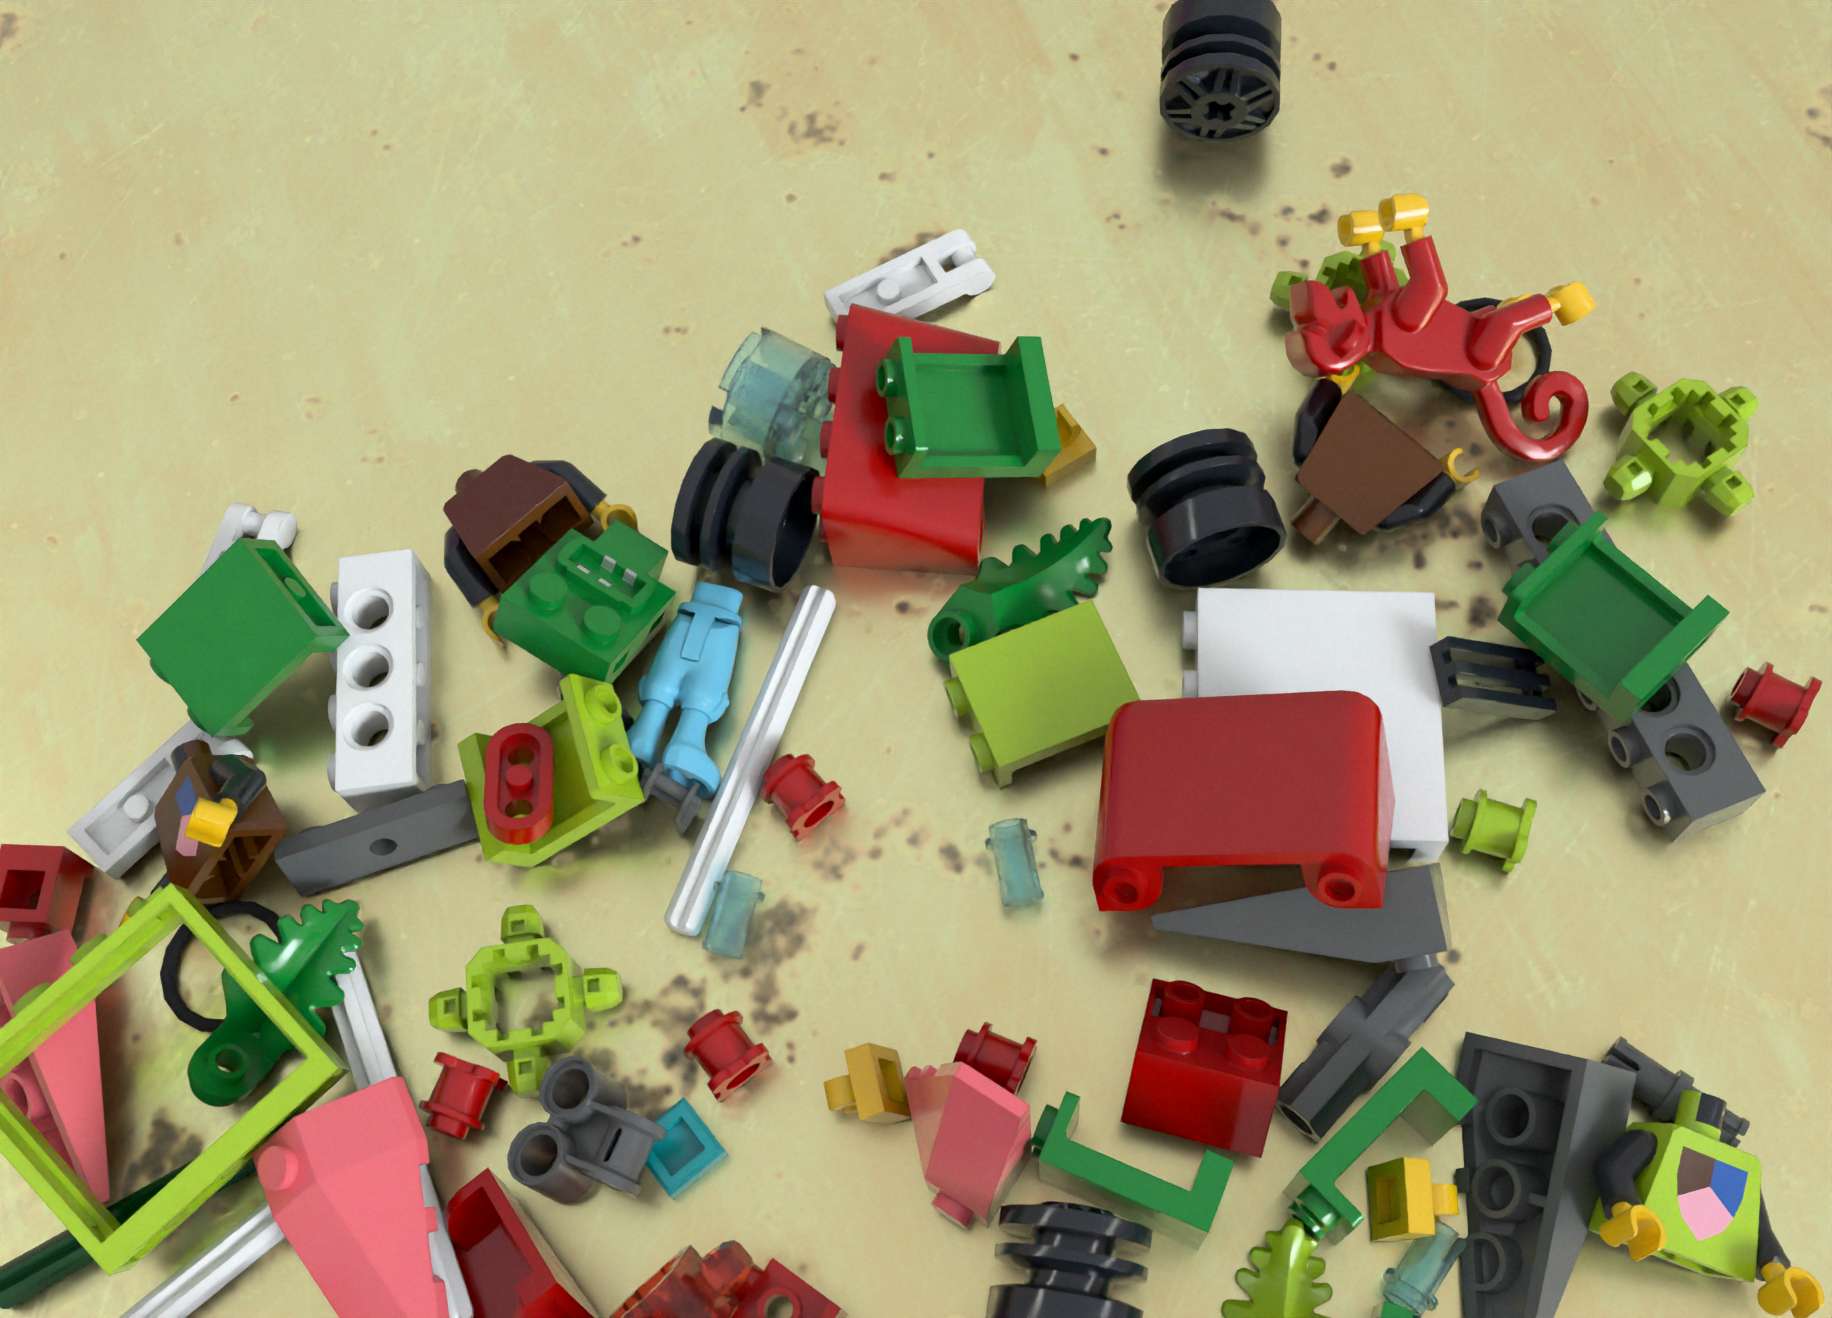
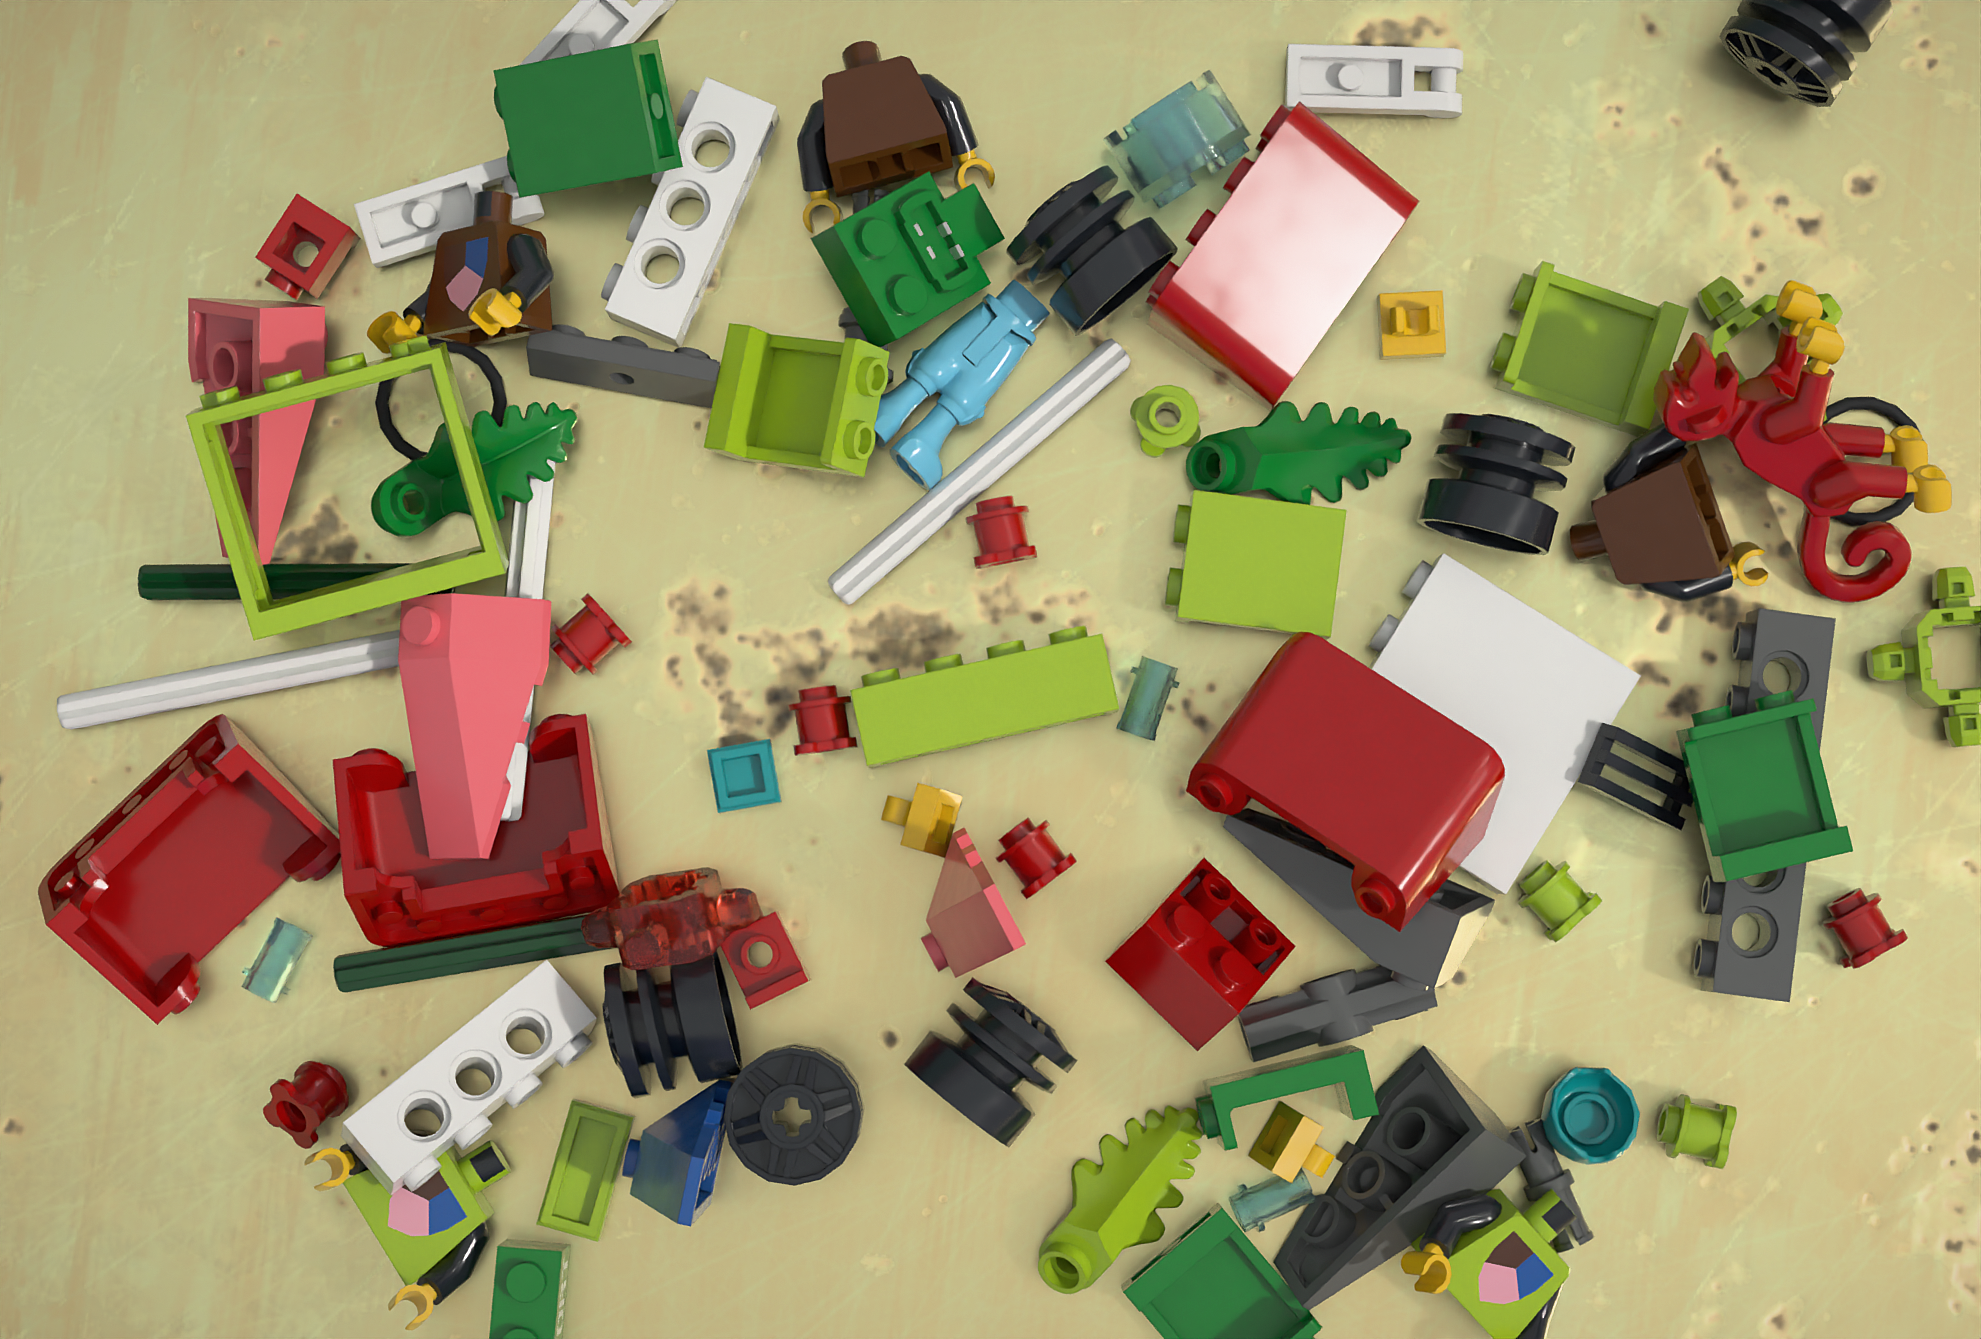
camera: 20 degrees right, 20 degrees up
(519, 788) = (765, 402): red plate -> none
(525, 951) = (704, 522): lime piece -> none
(590, 1138) = (679, 737): dark grey piece -> none
(672, 793) = (899, 491): dark grey piece -> none
(732, 913) = (888, 607): clear light blue pin -> none
(864, 942) = (984, 699): none -> lime brick
(893, 636) = (1157, 437): none -> lime brick
(968, 412) = (1340, 274): green panel -> none
(1125, 1189) = (1114, 1065): green panel -> none
(1213, 380) = (1587, 349): none -> lime panel
(1663, 1005) = (1590, 1116): none -> teal hair
(1770, 962) = (1697, 1130): none -> lime brick

